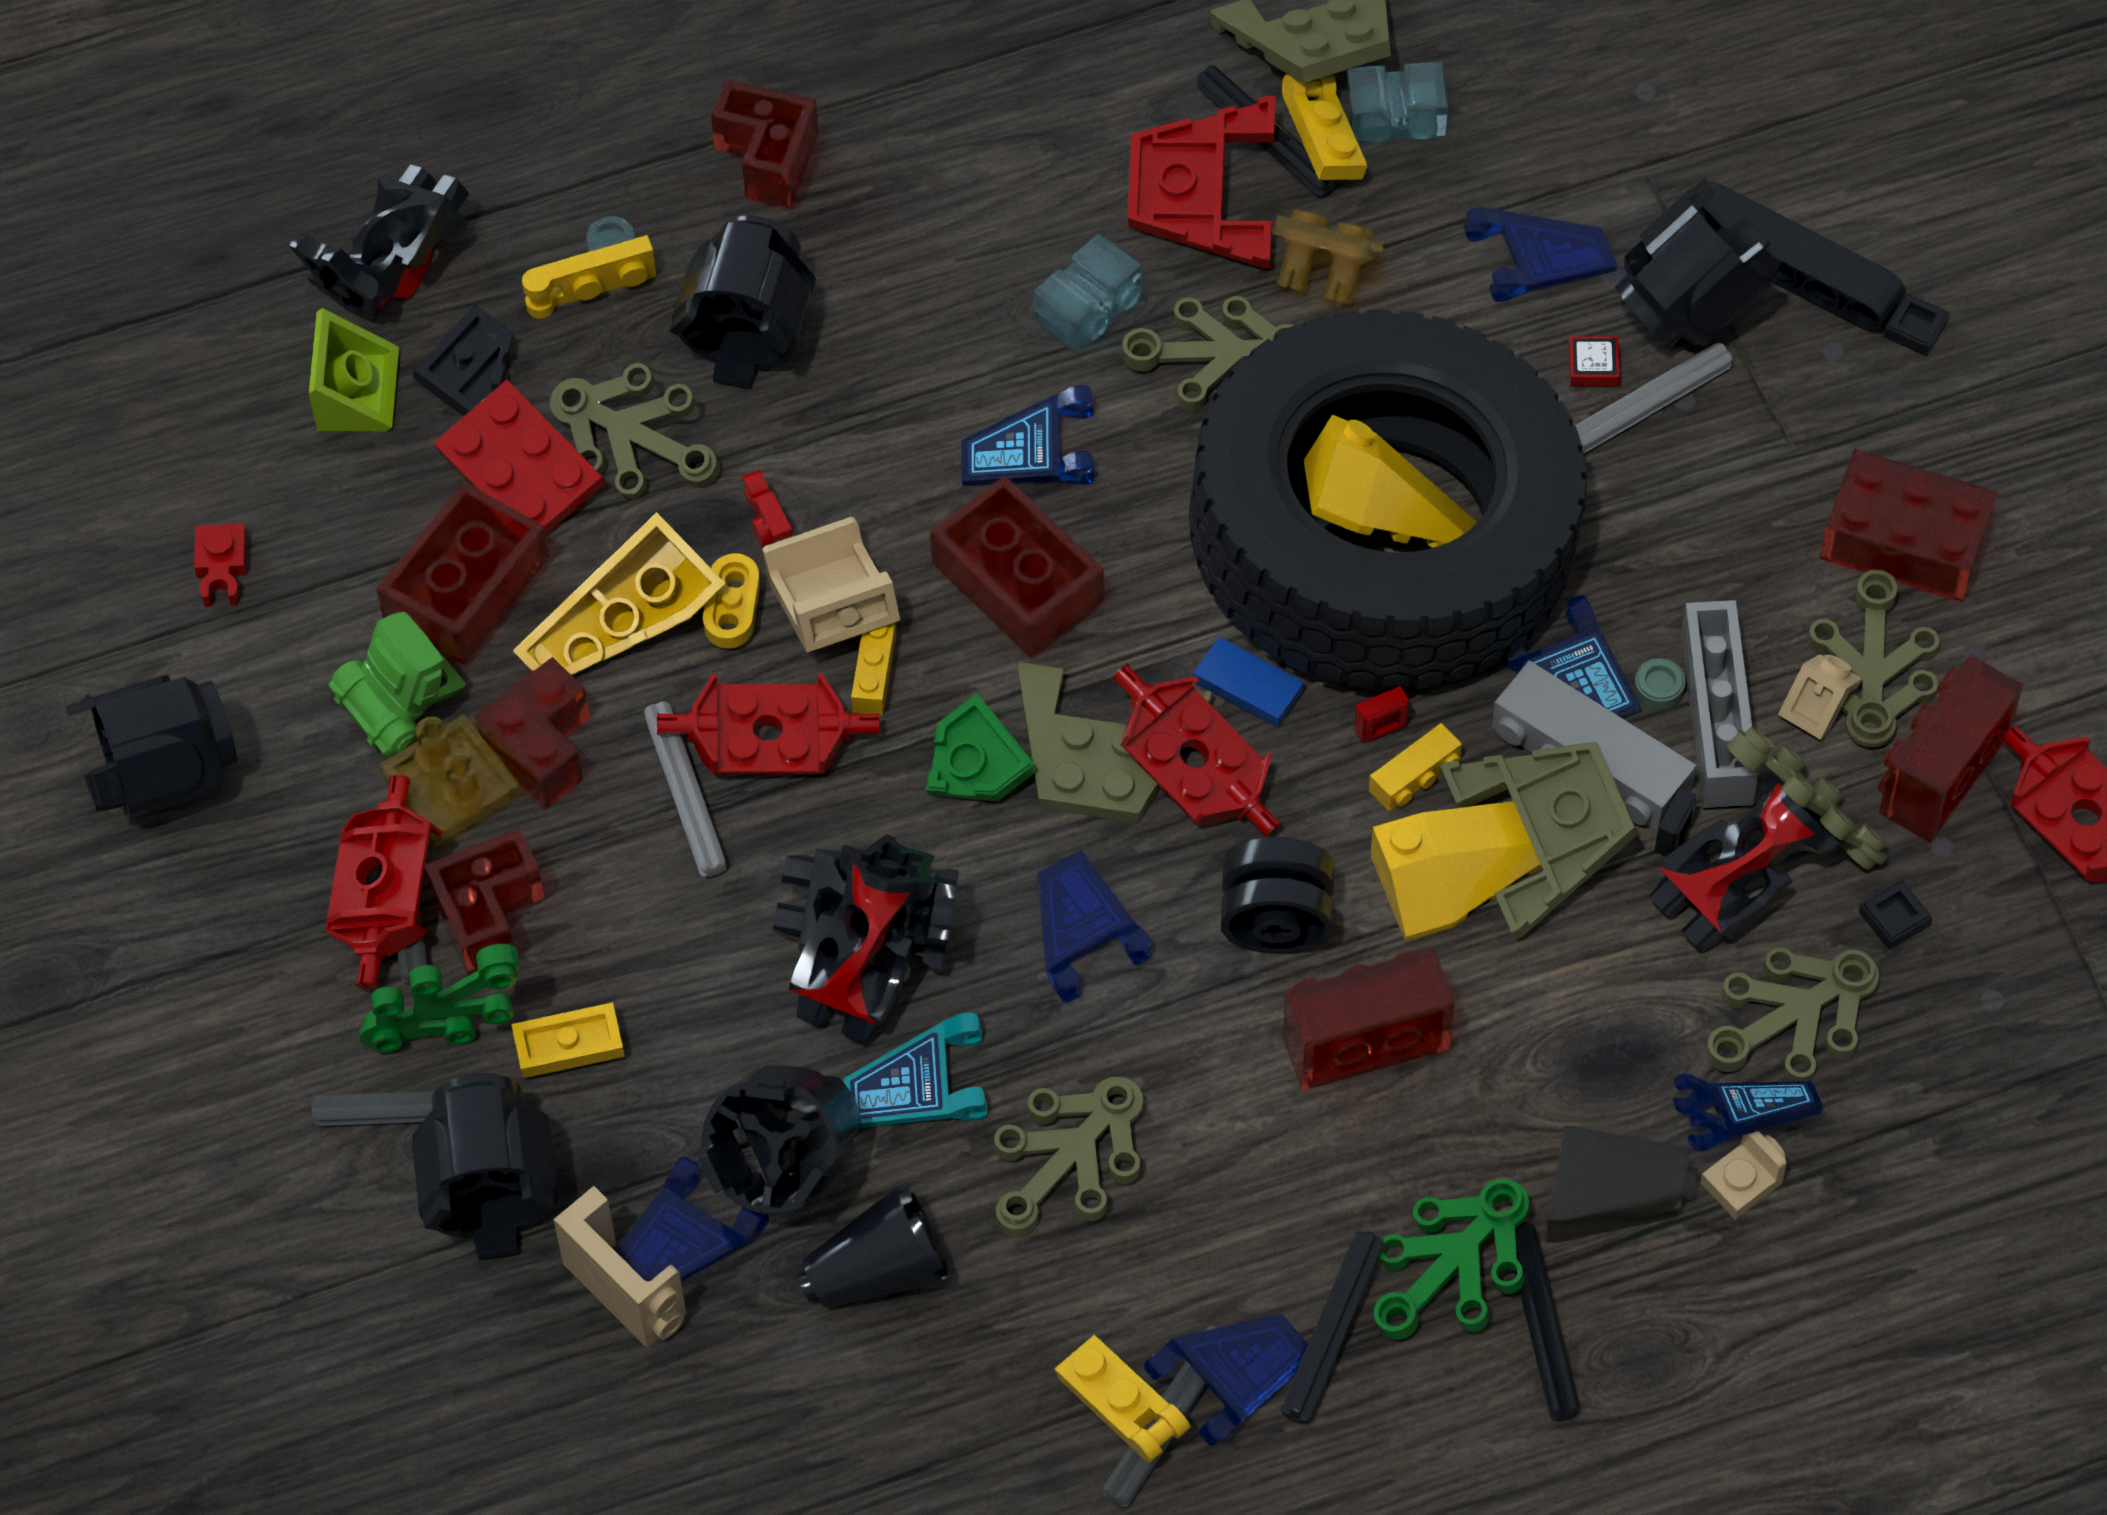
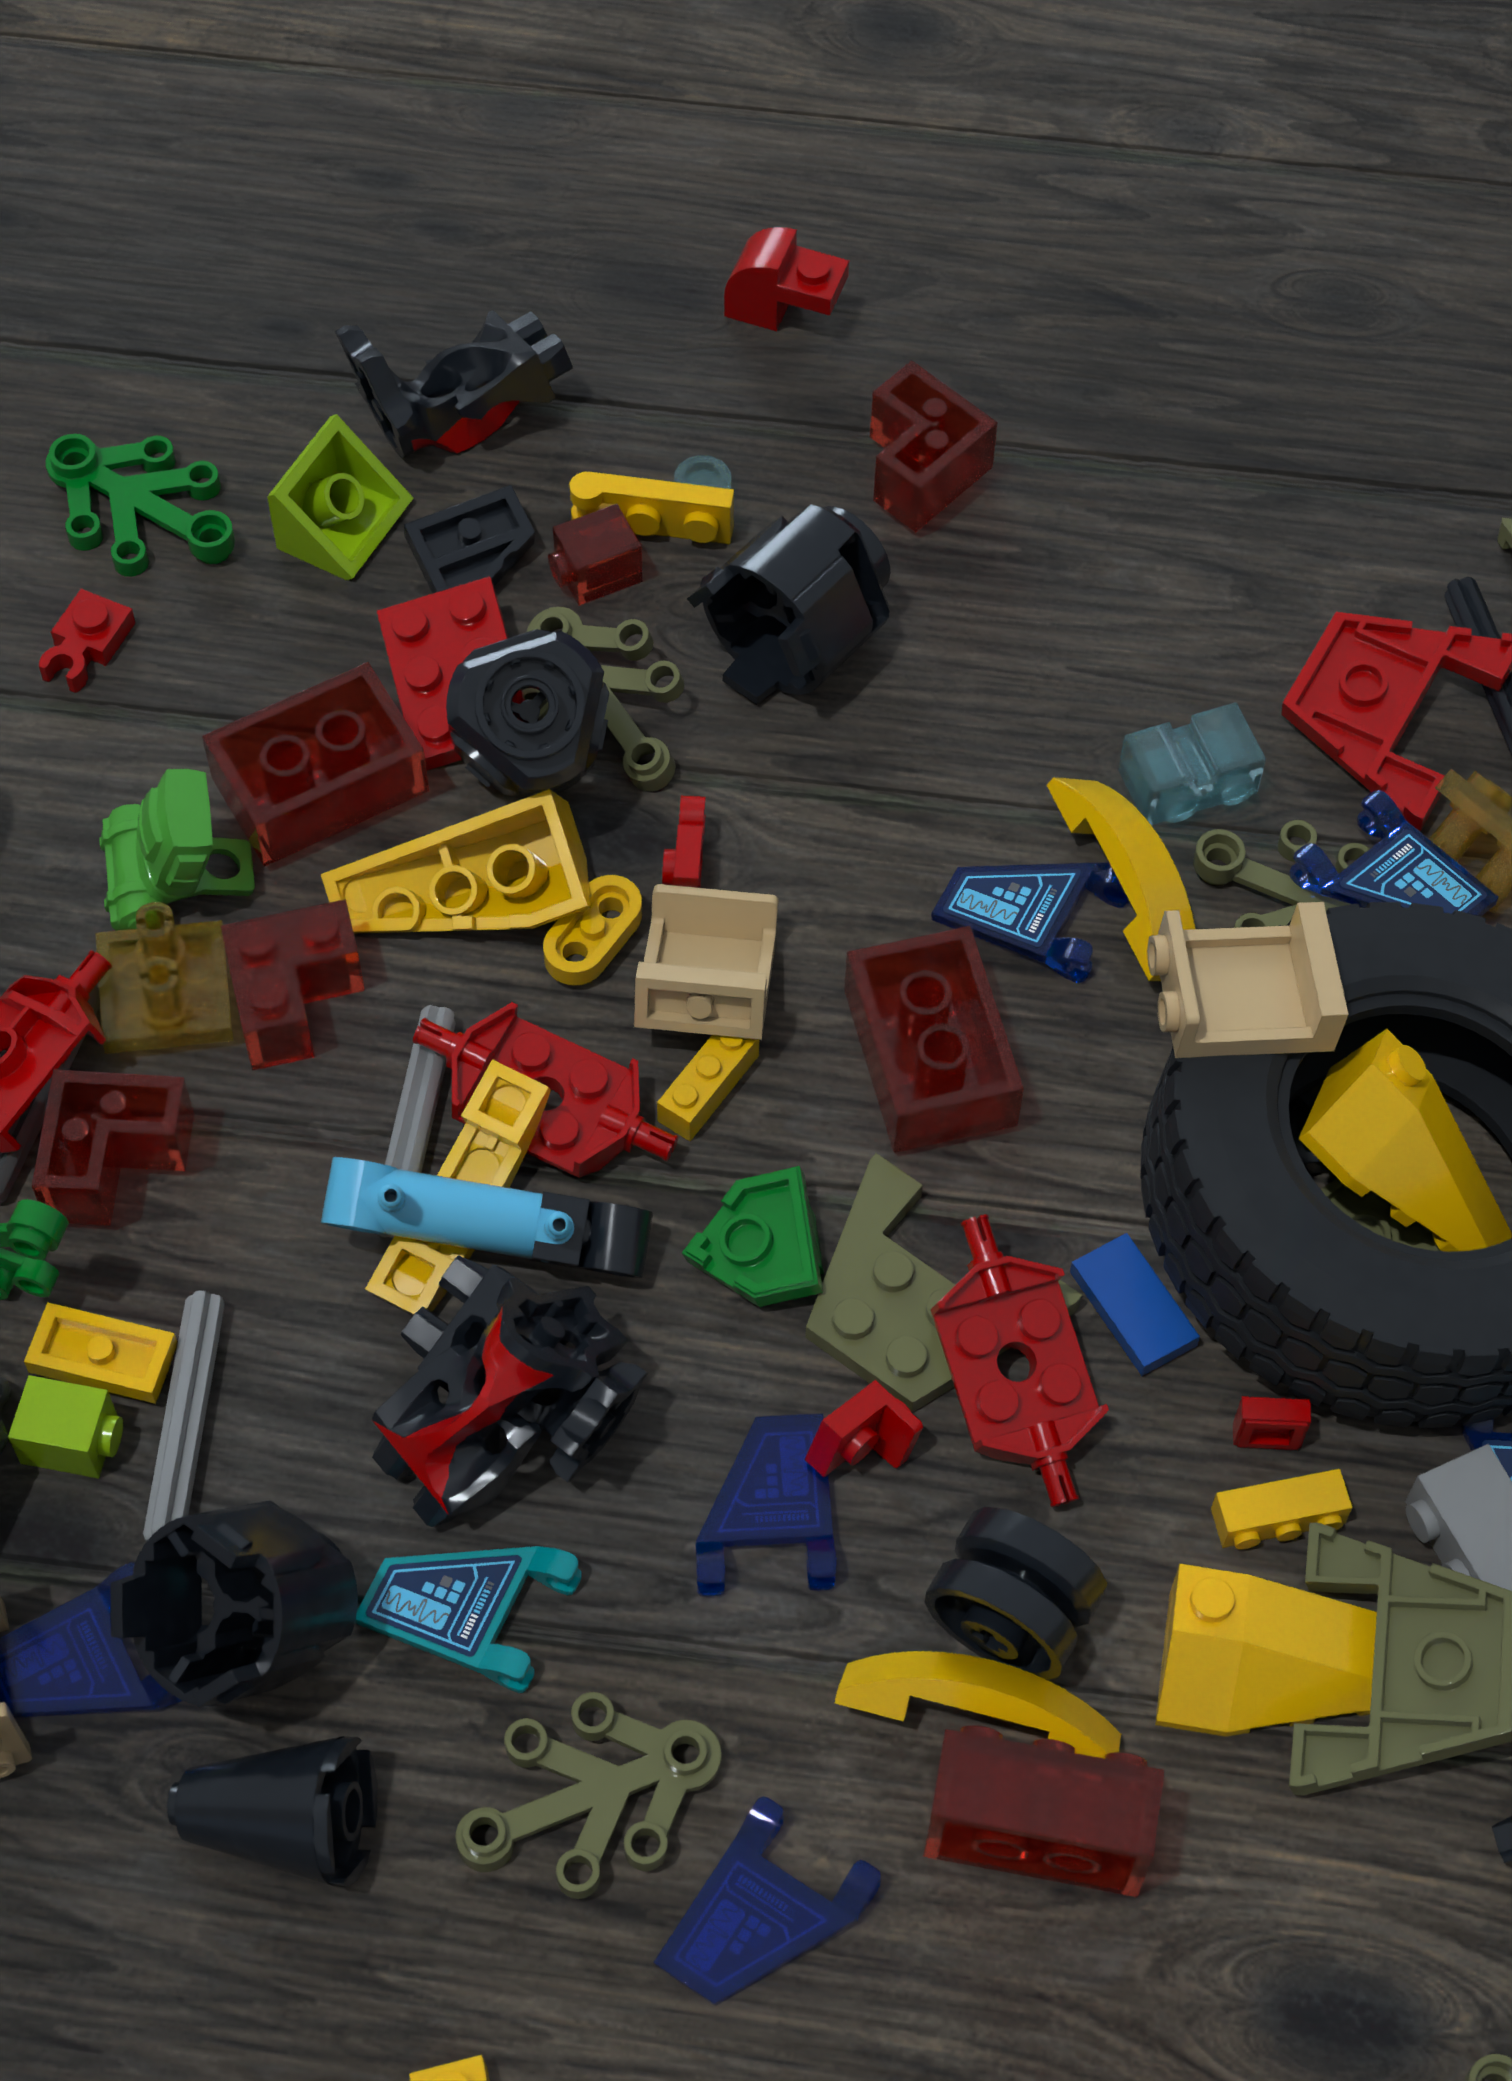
camera: 25 degrees right, 0 degrees up
(189, 437) = (79, 463): none -> green plant
(569, 328) = (596, 555): none -> clear red brick
(576, 50) = (779, 273): none -> red brick
(577, 1097) = (65, 1427): none -> lime brick
(584, 472) = (525, 753): none -> black piece
(651, 1055) = (185, 1410): none -> light grey axle
(752, 817) = (487, 1151): none -> yellow slope
(792, 823) = (487, 1217): none -> medium azure piece
(1120, 838) = (862, 1423): none -> red bracket
(1132, 416) = (1133, 853): none -> yellow slope
(1217, 1174) = (756, 1914): none -> clear blue flag
(1225, 991) = (978, 1685): none -> yellow slope
(1231, 426) = (1249, 986): none -> tan panel
(1271, 304) = (1397, 869): none -> flag

